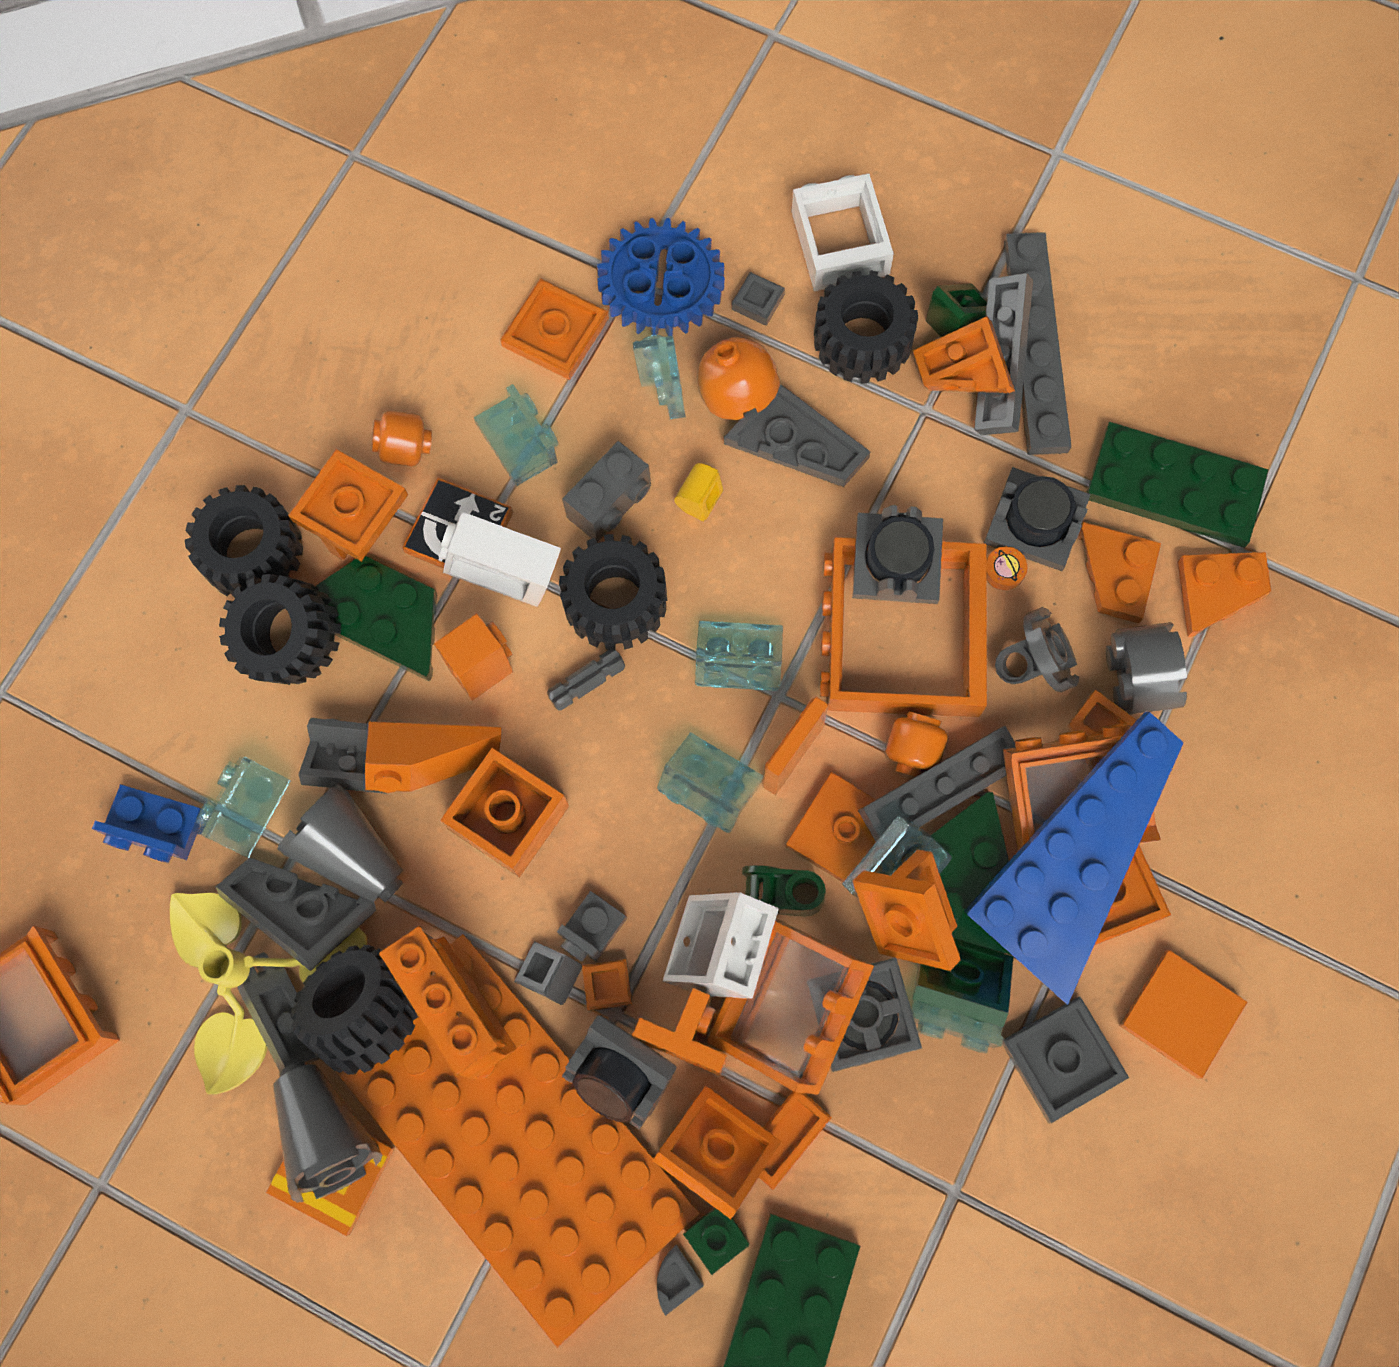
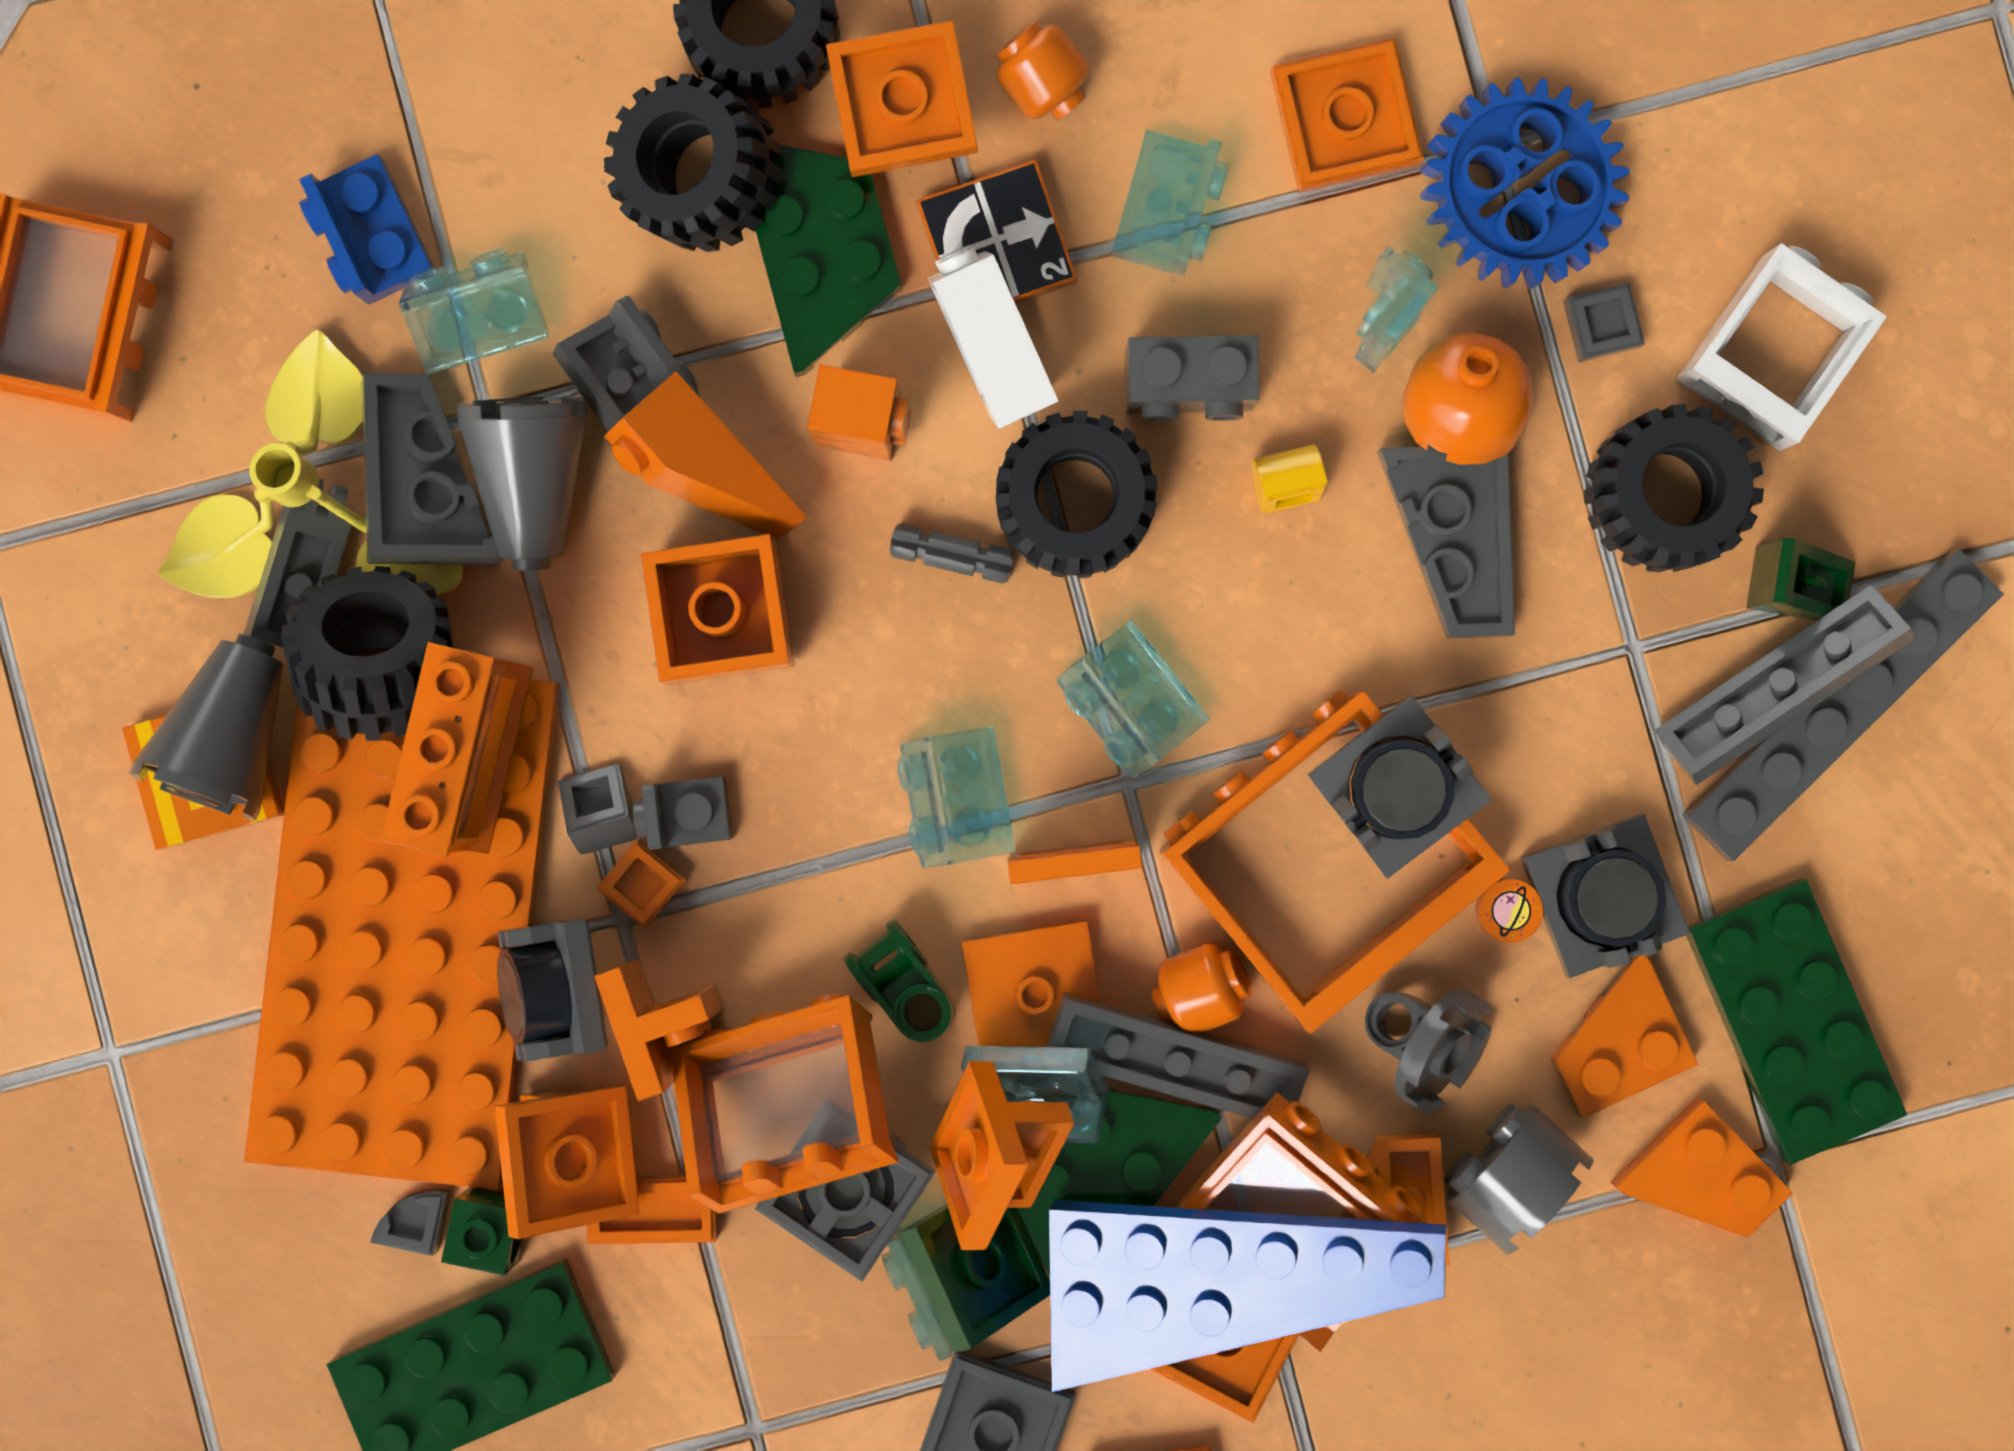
camera: 45 degrees right, 15 degrees up
(710, 959) = (813, 993): white window -> none
(965, 361) = (1732, 648): orange wing -> none

